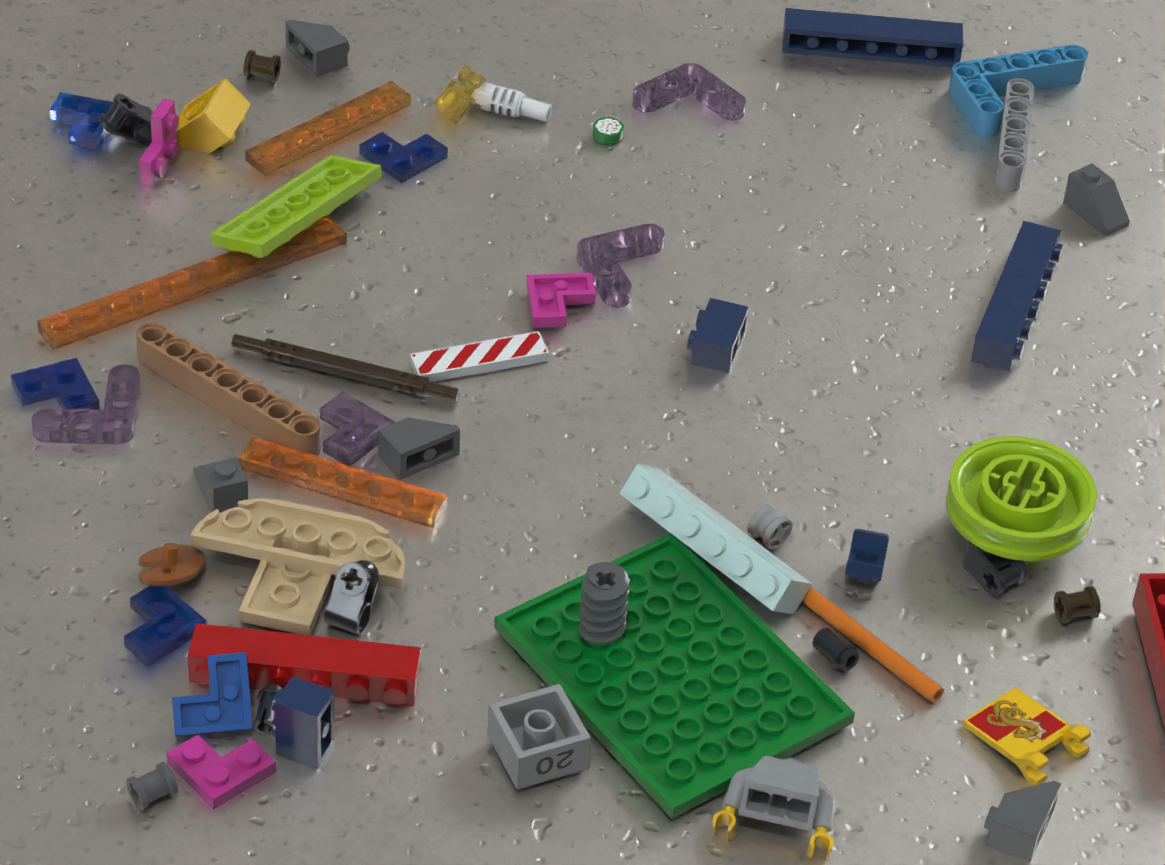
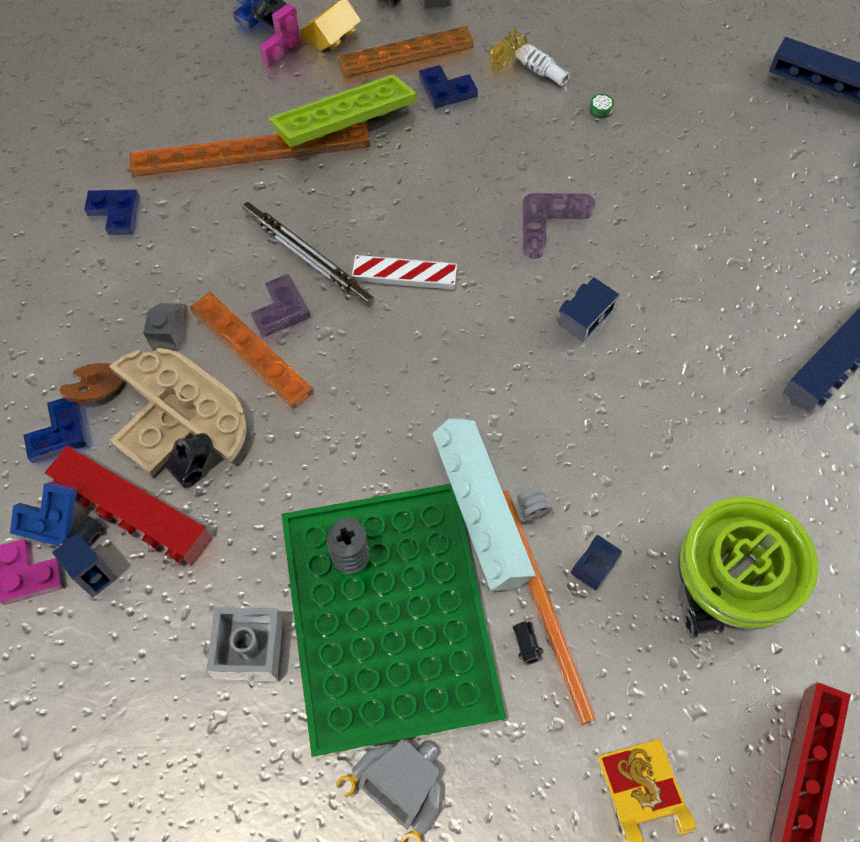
camera: 30 degrees right, 20 degrees up
(102, 422) = (126, 245): clear purple beam -> none
(227, 389) = (215, 249): medium nougat beam -> none
(417, 445) = (314, 337): dark grey slope -> none
(552, 292) = (484, 232): dark pink plate -> none
(694, 81) = (649, 84): clear purple beam -> none
(1077, 604) = (752, 676): dark brown bush -> none

